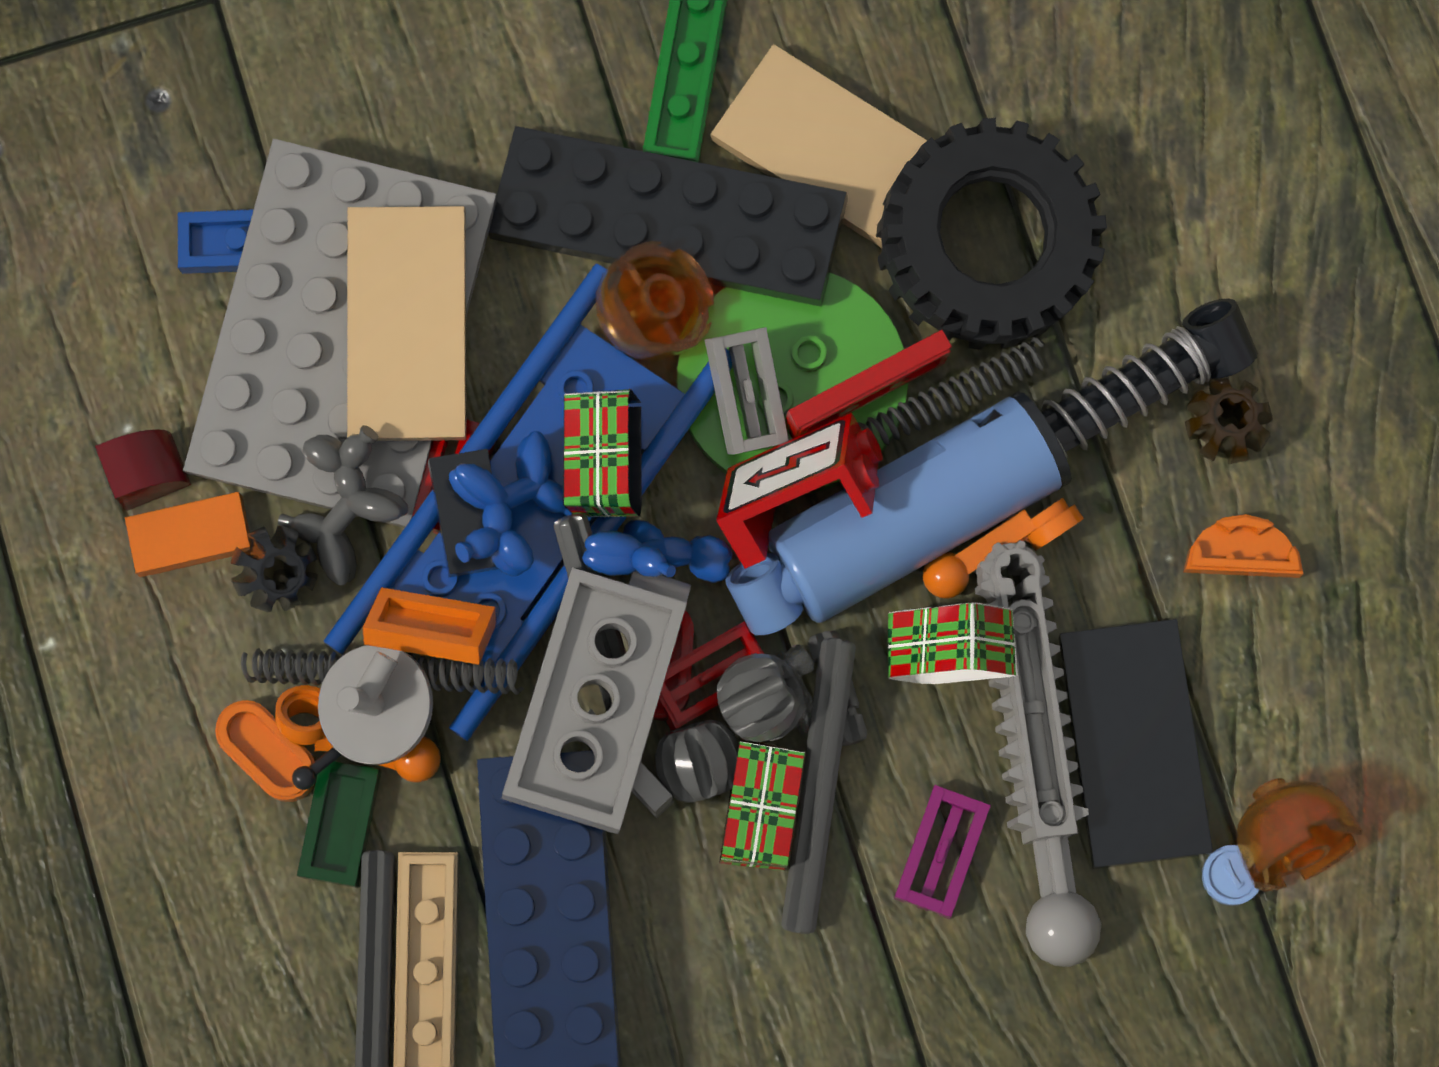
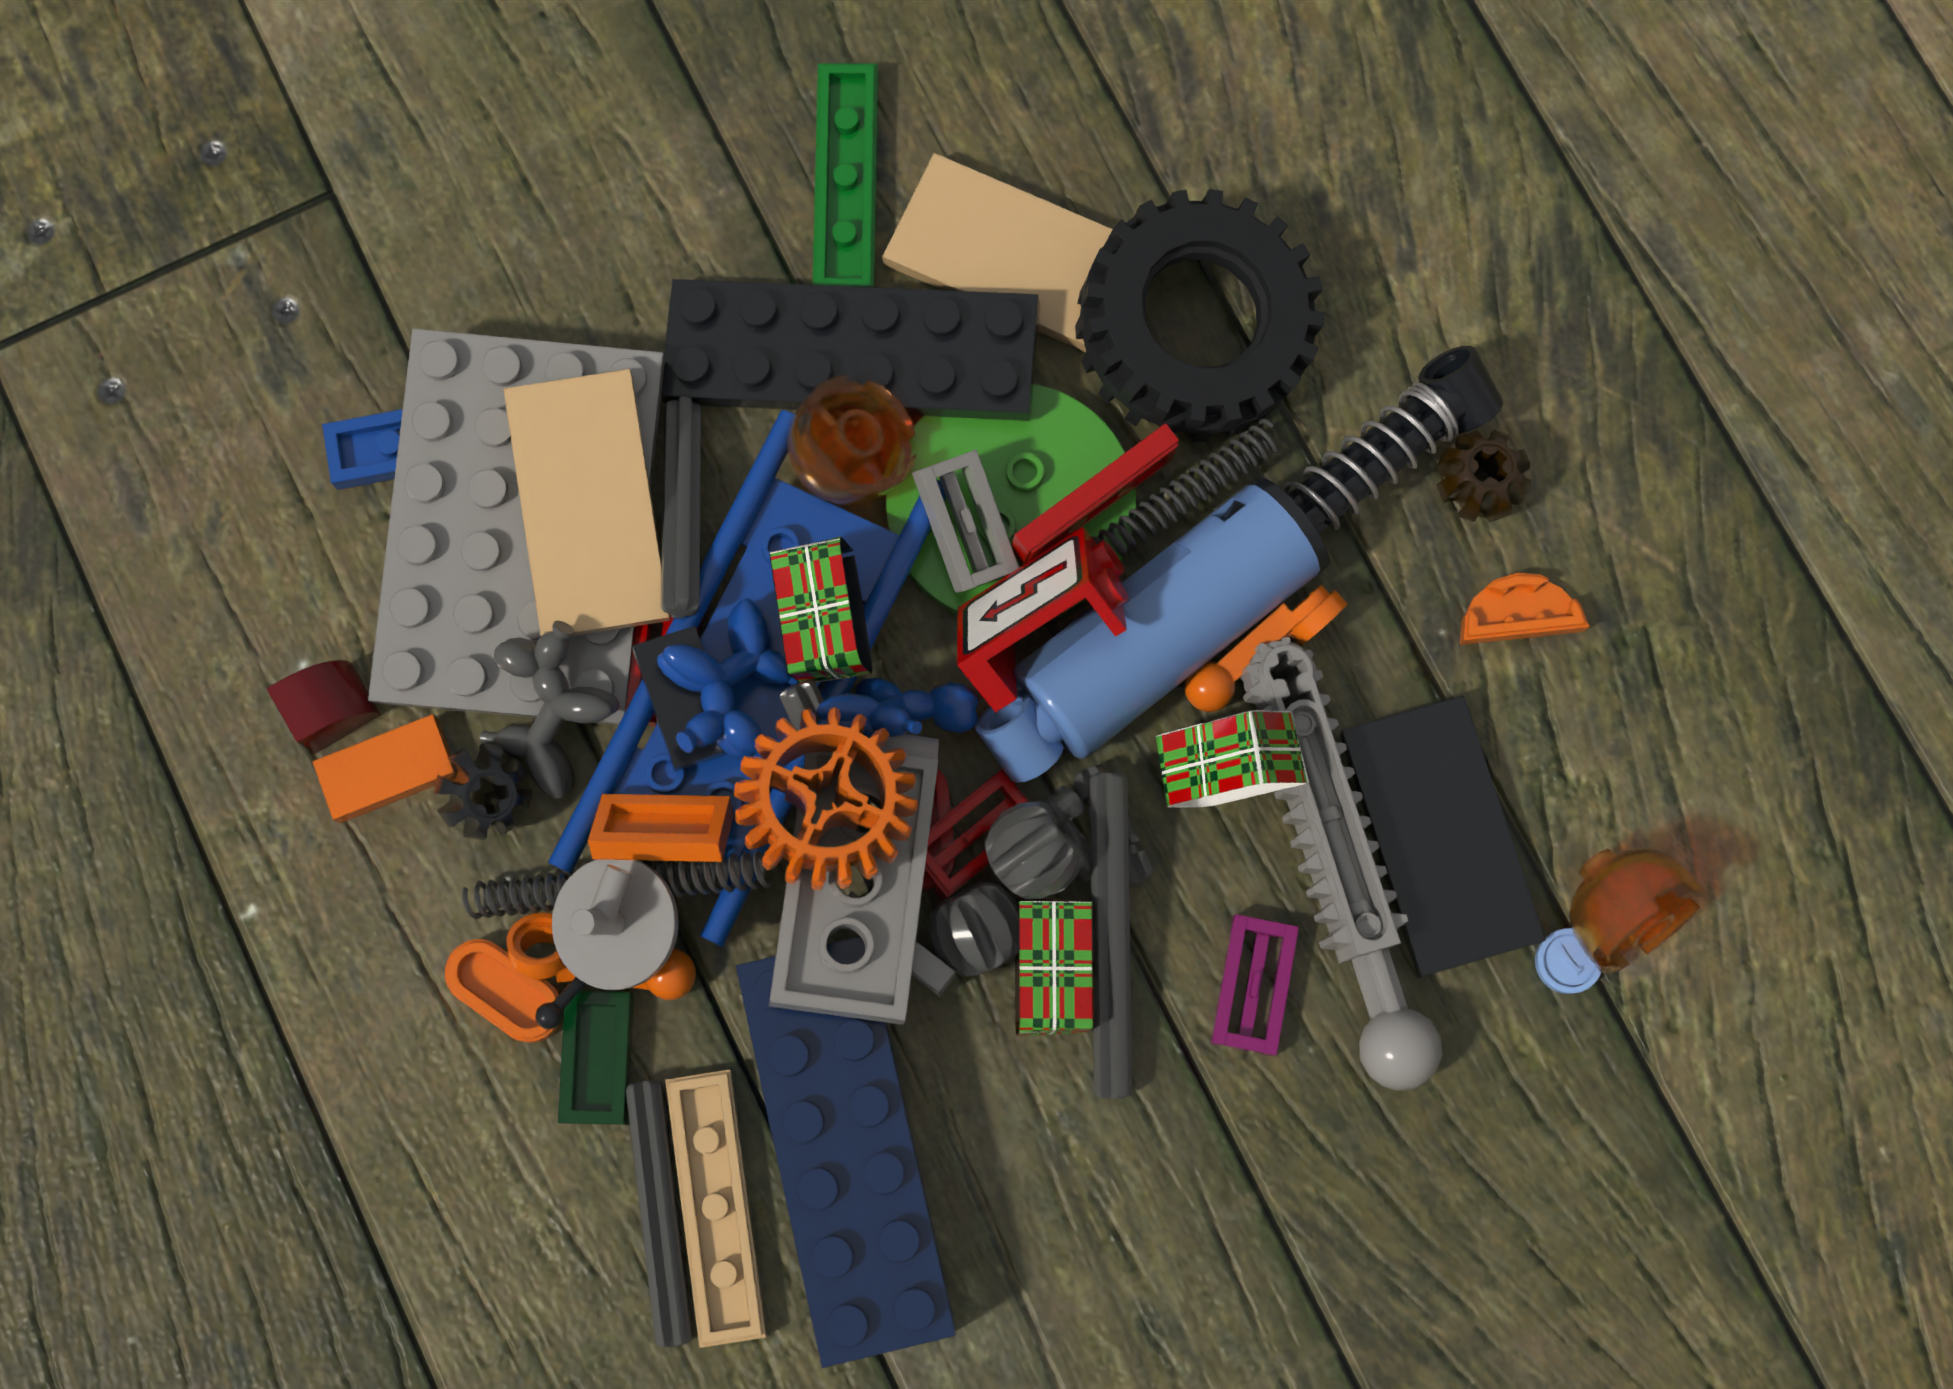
camera: 10 degrees left, 0 degrees up
(491, 338) = (681, 508): none -> dark grey axle
(558, 605) = (798, 785): none -> orange gear

